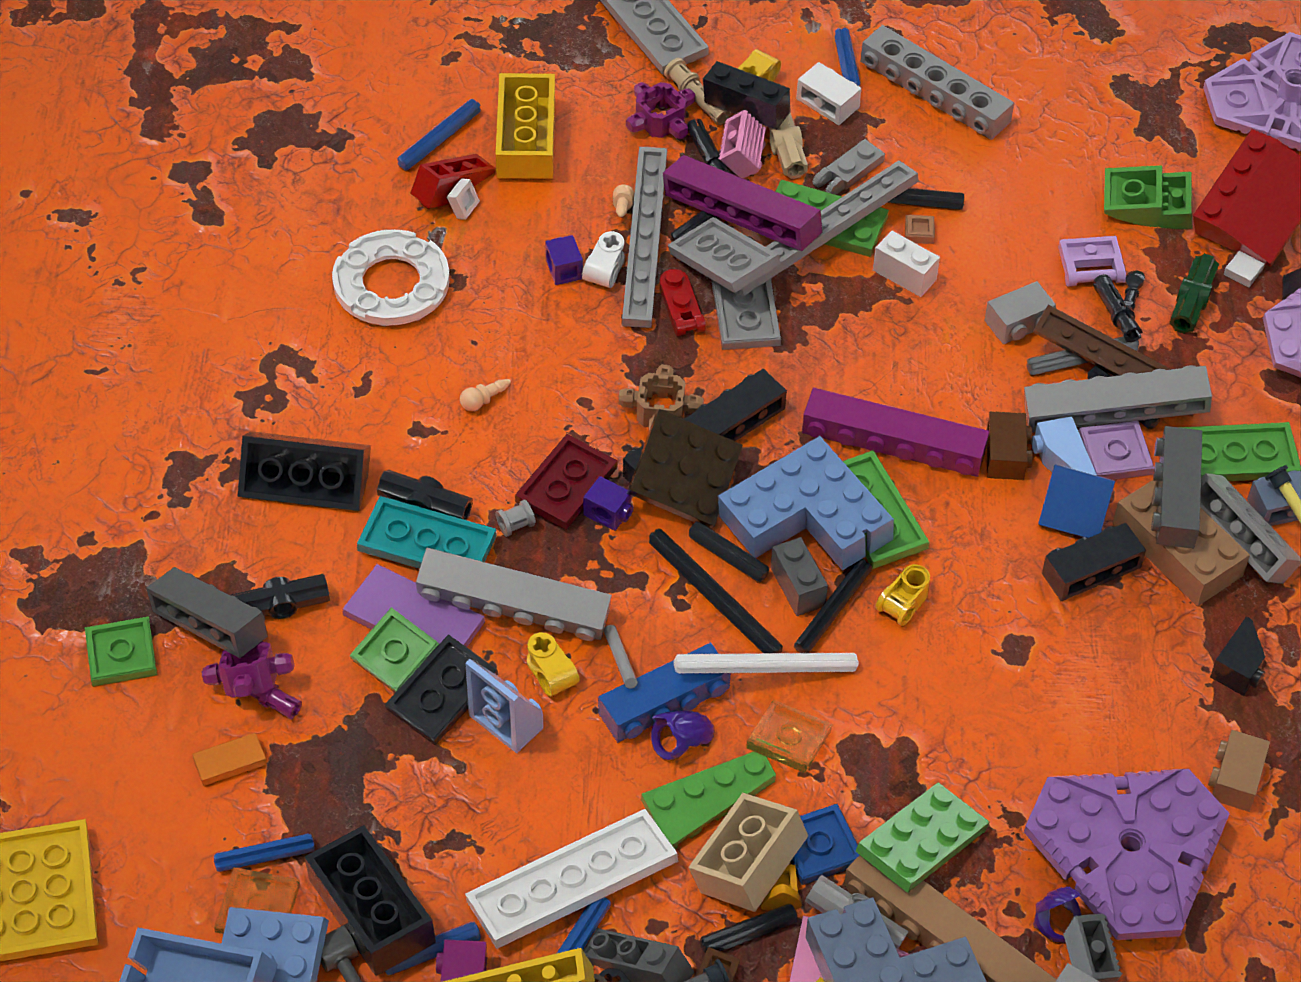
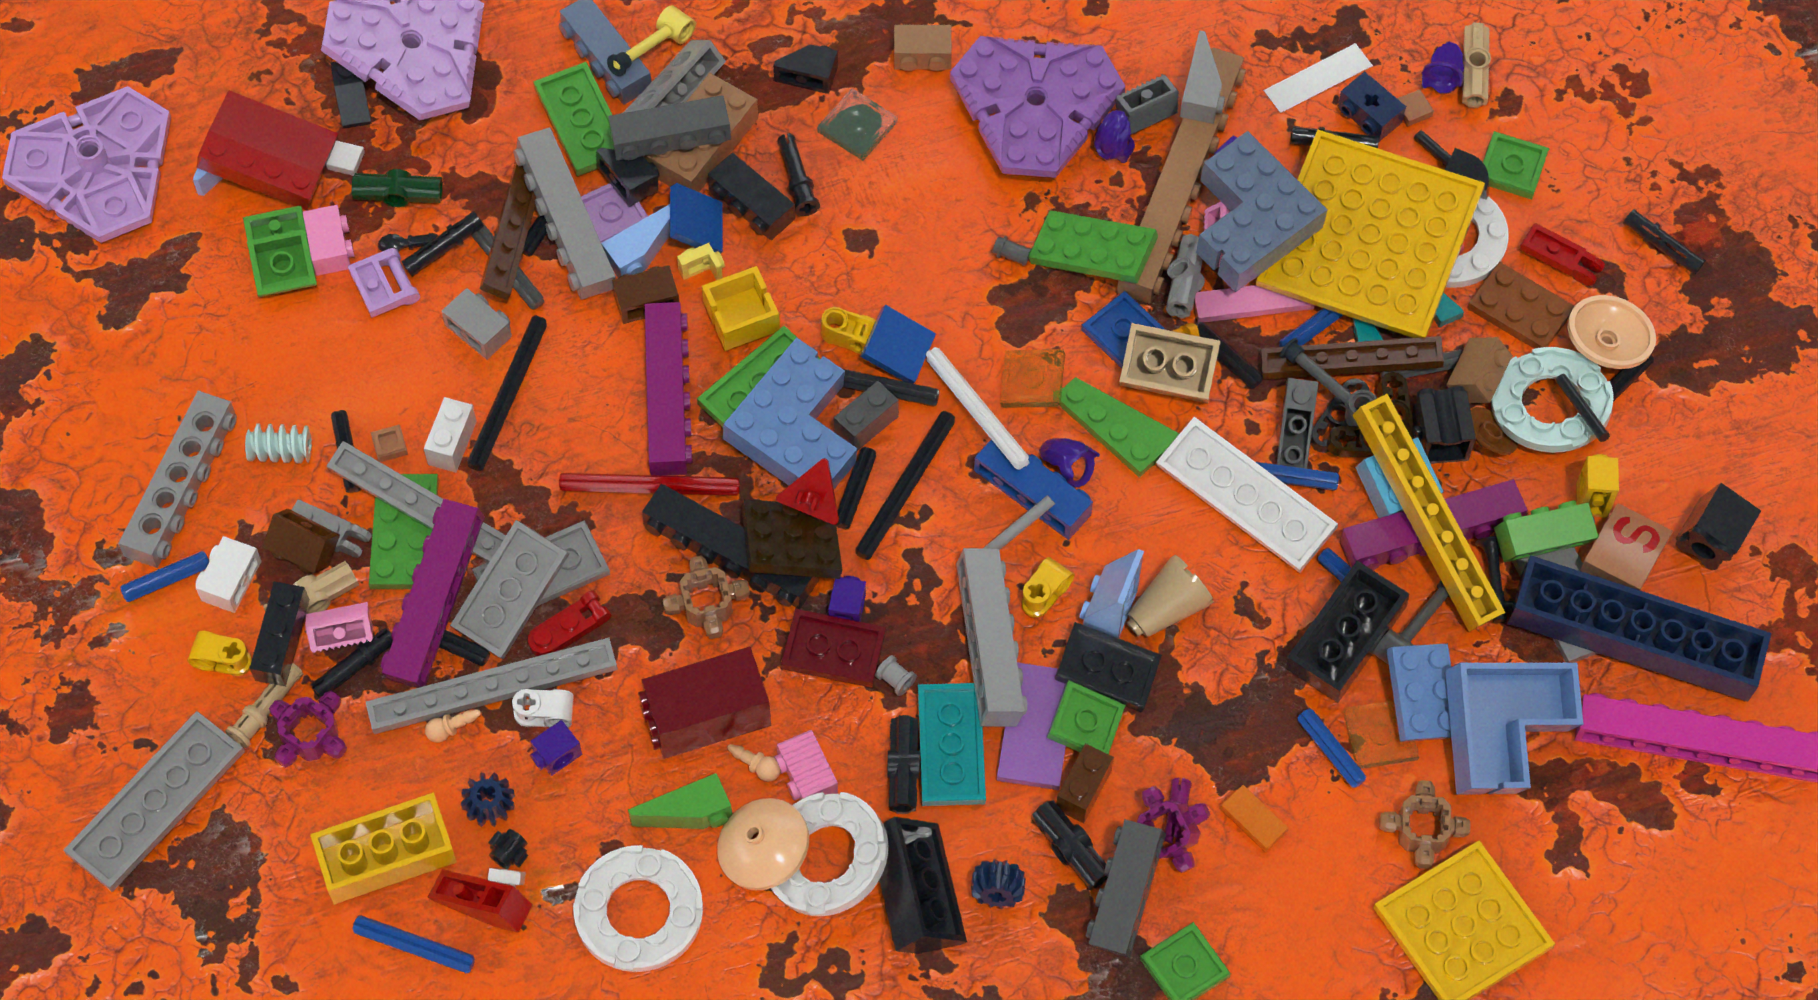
camera: 110 degrees left, 10 degrees up
(134, 876) = (1424, 802): none -> medium nougat piece
(268, 521) = (998, 883): none -> dark blue gear
(331, 624) = (1084, 783): none -> reddish brown brick
(336, 381) = (867, 866): none -> white plate
(401, 371) = (773, 854): none -> light nougat dish
(456, 424) = (805, 766): none -> bright pink brick
(461, 334) = (689, 807): none -> bright green slope
(486, 204) = (508, 849): none -> black gear
(486, 764) = (1168, 599): none -> tan cone
(539, 204) = (485, 809): none -> dark blue gear
(549, 361) = (705, 703): none -> dark red brick
(720, 487) = (813, 493): none -> red piece
(799, 397) = (648, 483): none -> red axle
(838, 139) = (300, 541): none -> reddish brown brick
(871, 628) = (898, 344): none -> blue tile
(940, 321) = (507, 393): none -> black axle
(943, 148) = (278, 444): none -> light aqua piece
(957, 764) = (1011, 250): none -> dark grey pin
(962, 515) = (738, 308): none -> yellow piece
(1030, 503) = (699, 260): none -> light yellow bracket
(1095, 608) = (800, 185): none -> black pin
(1137, 462) = (630, 178): none -> black slope
(1151, 229) = (327, 239): none -> bright pink brick
(1160, 686) = (857, 124): none -> clear tile

